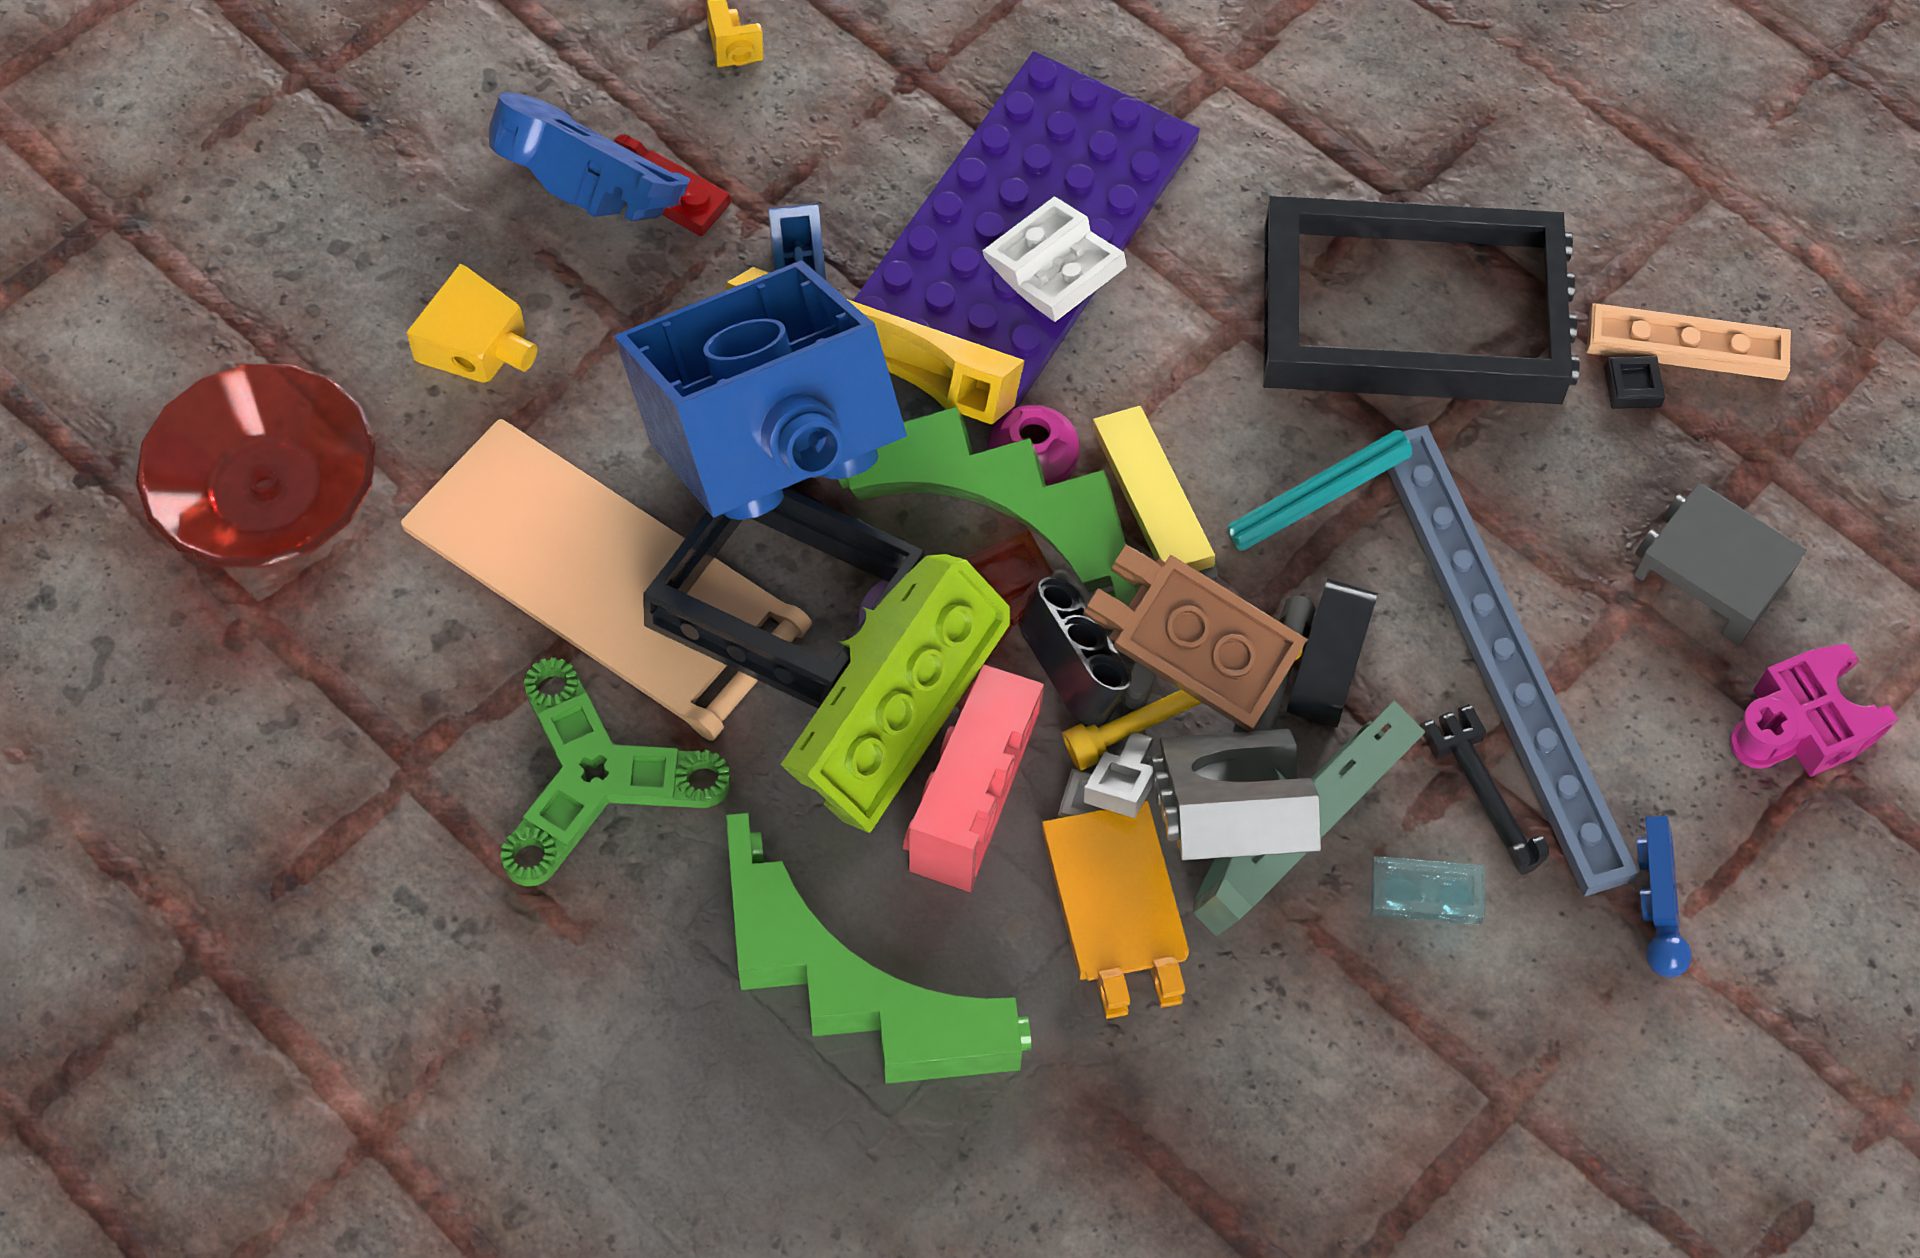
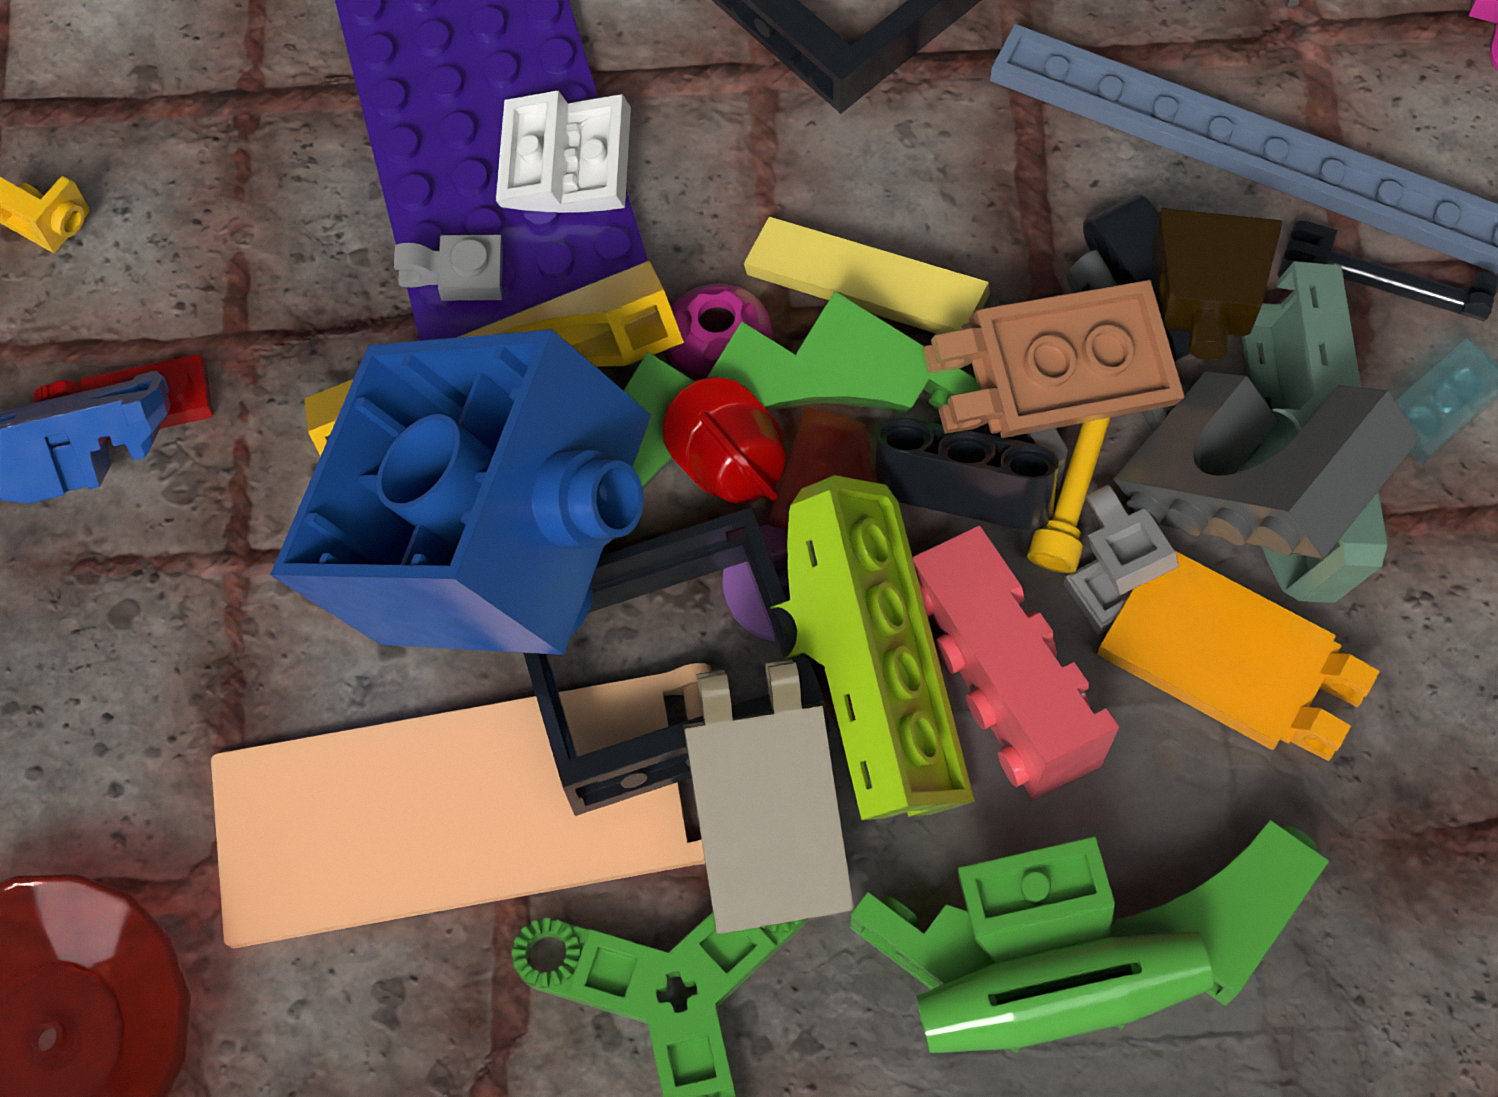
camera: 40 degrees left, 5 degrees up
(471, 330) = (94, 698): yellow torso -> none
(741, 707) = (767, 806): none -> tile
(796, 237) = (318, 342): blue slope -> none
(801, 936) = (1054, 964): none -> bright green plate
(918, 273) = (463, 268): none -> light grey plate
(953, 500) = (725, 440): none -> red piece
(1319, 490) = (995, 154): teal axle -> none
(1350, 672) = (1212, 274): none -> dark brown torso

